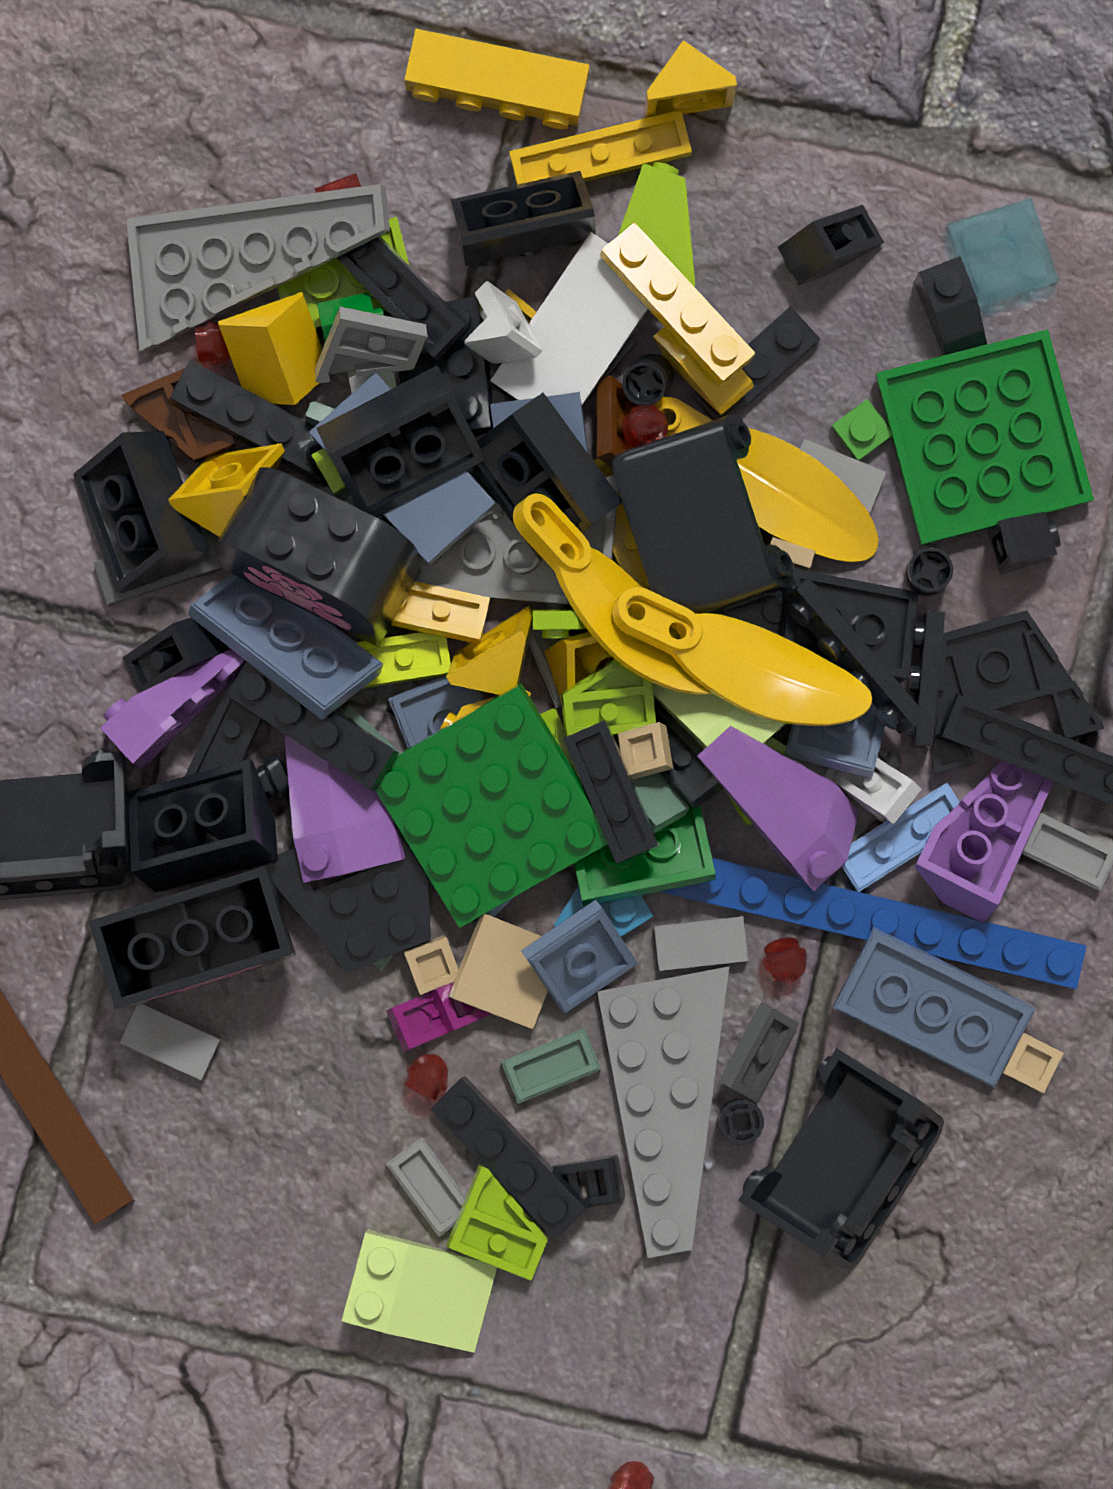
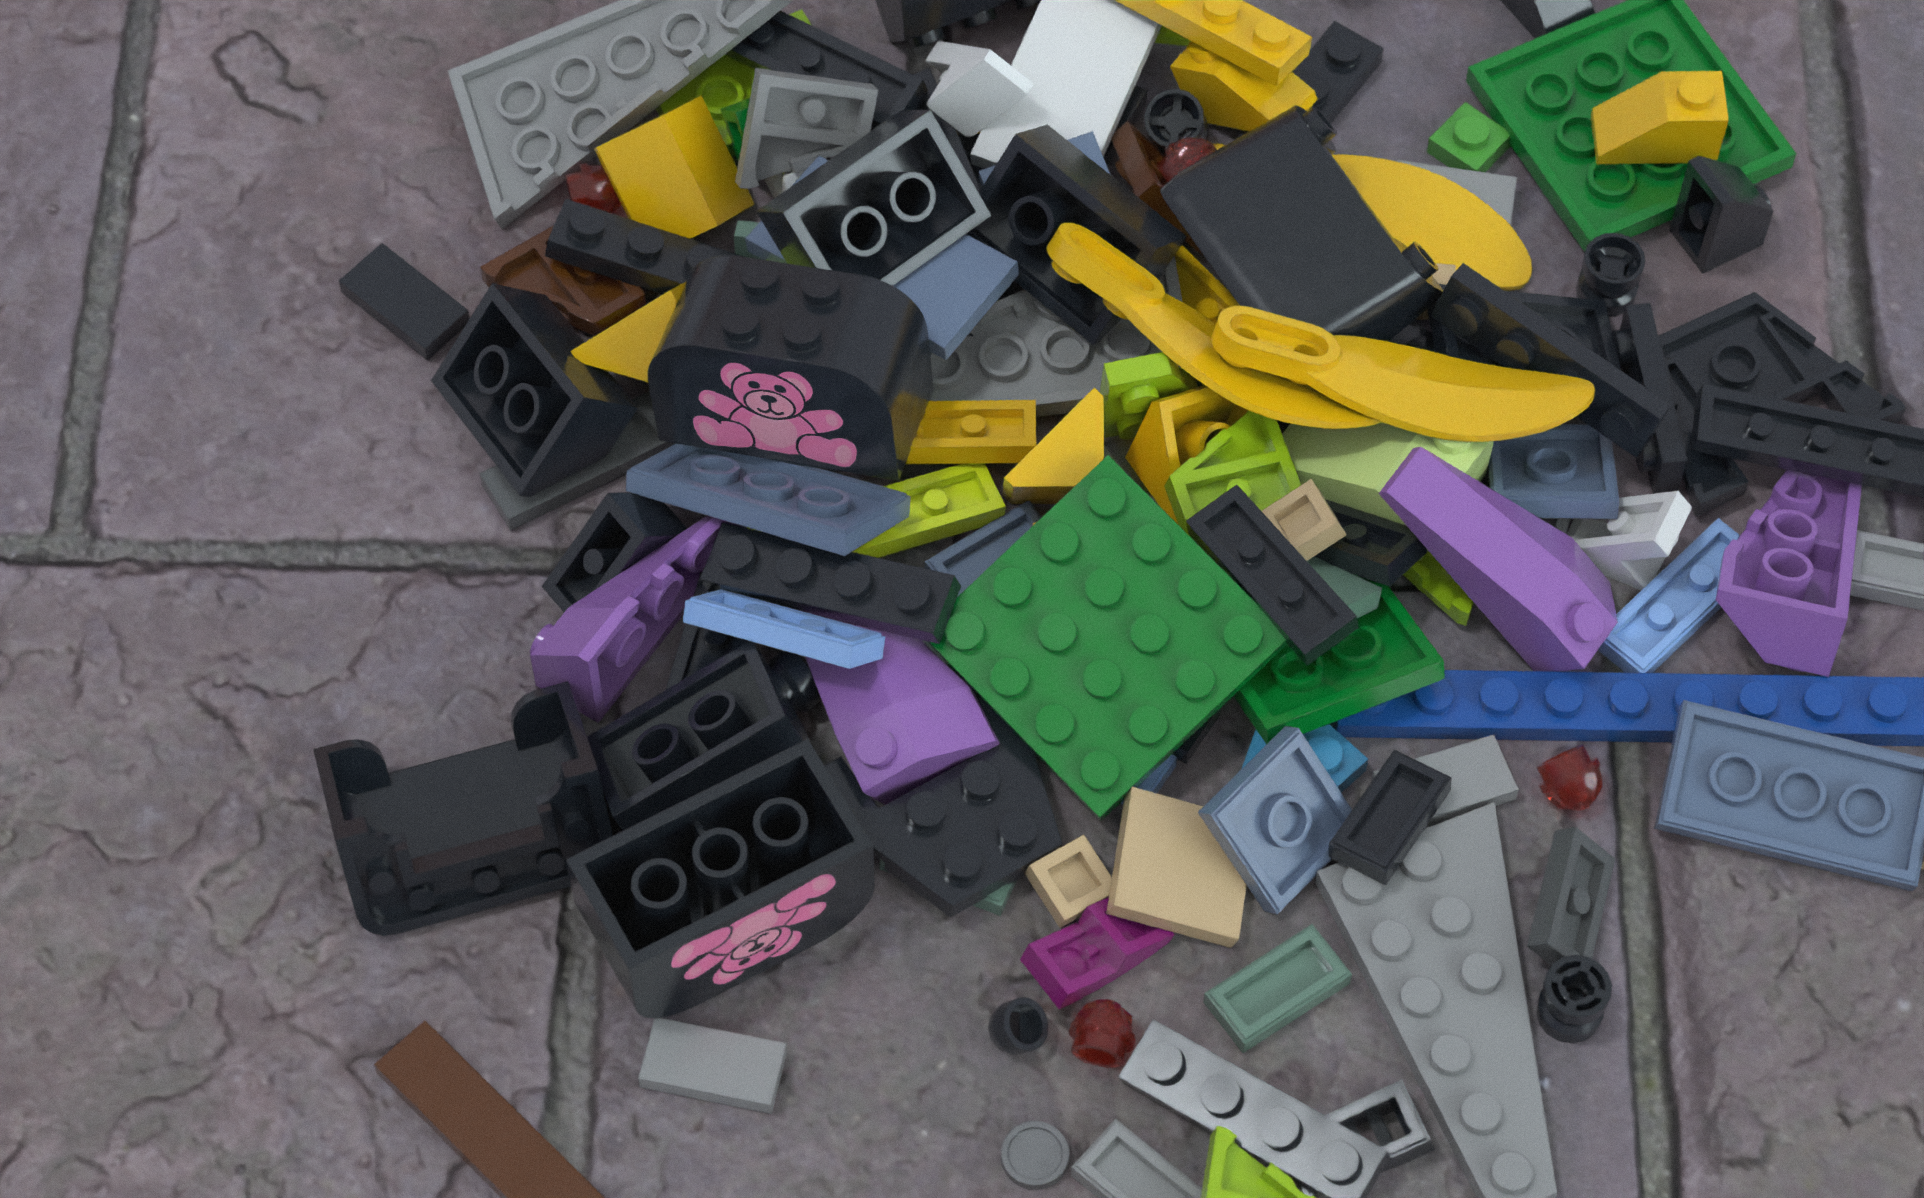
camera: 10 degrees left, 25 degrees down
(64, 404) = (404, 301): none -> black tile
(273, 755) = (784, 628): none -> light blue tile
(365, 1146) = (1035, 1155): none -> flat silver piece
(376, 1058) = (1018, 1026): none -> black hinge
(653, 968) = (1389, 817): none -> black tile
(846, 1162) = (1746, 1014): black windscreen -> none
(997, 462) = (1662, 120): none -> yellow slope

